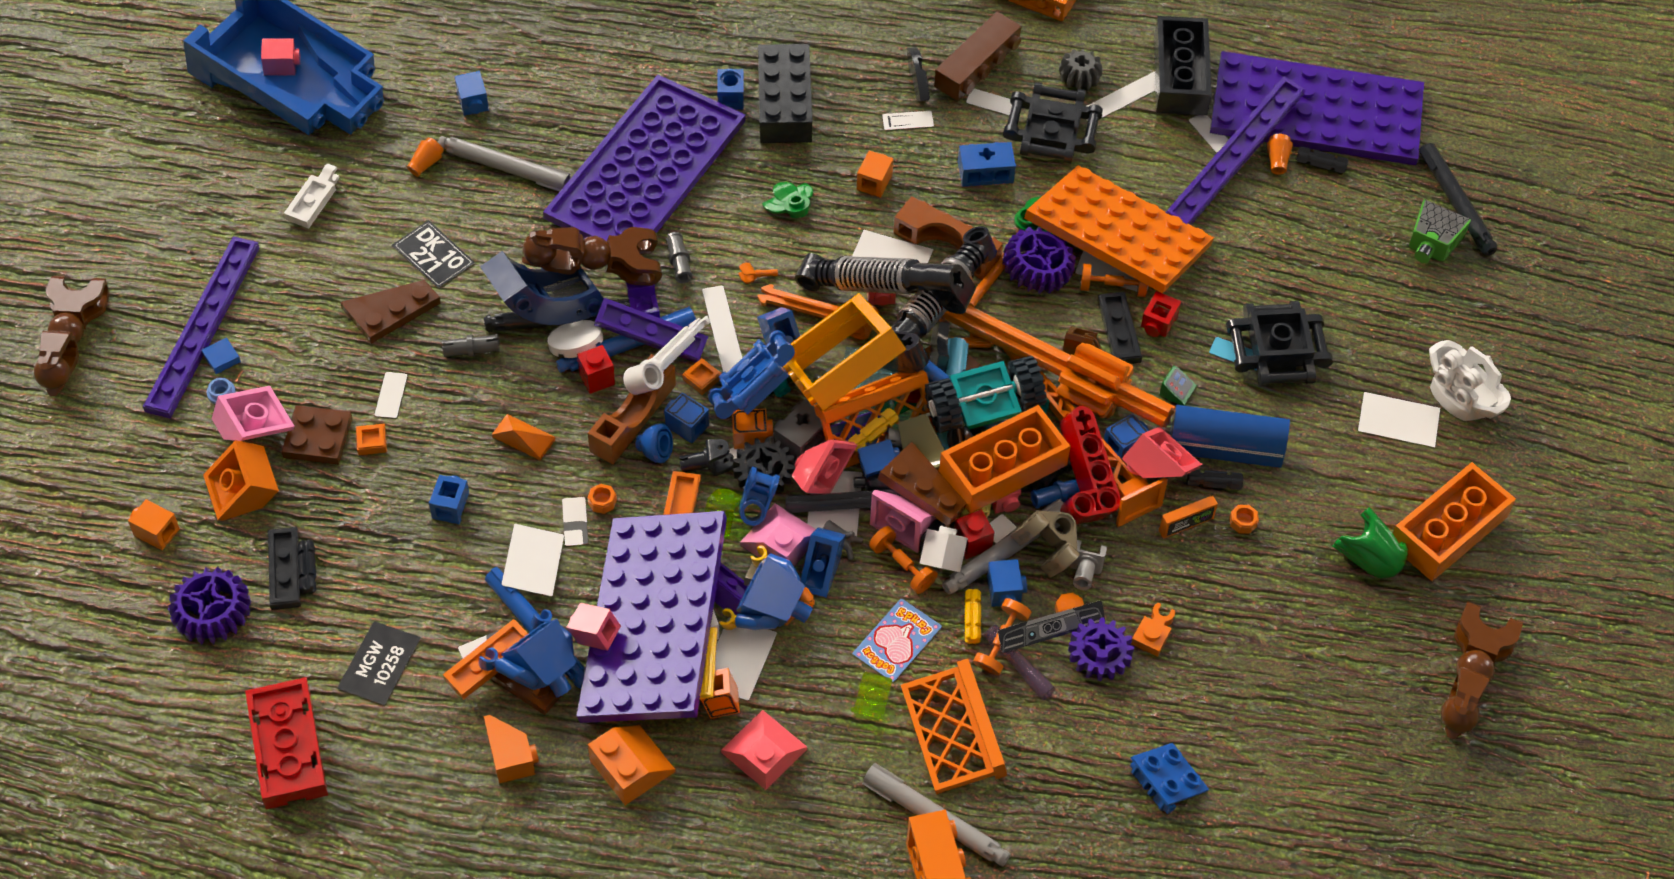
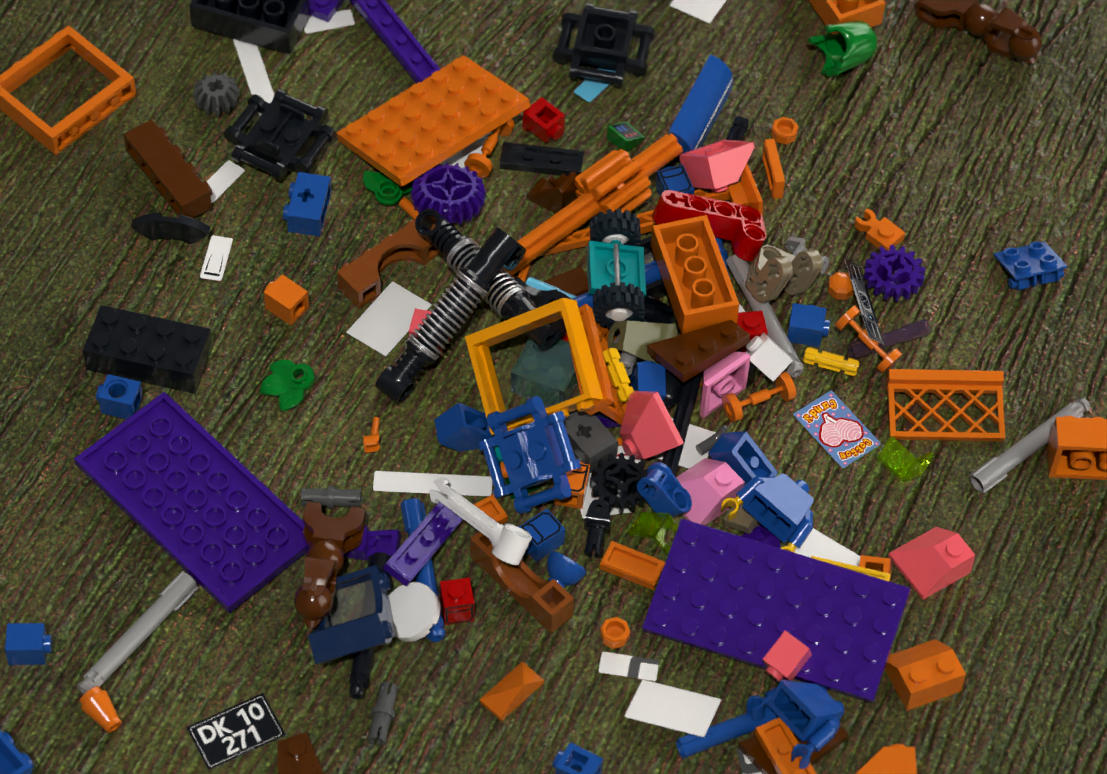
camera: 75 degrees left, 0 degrees up
(807, 306) = (458, 371): orange piece -> none

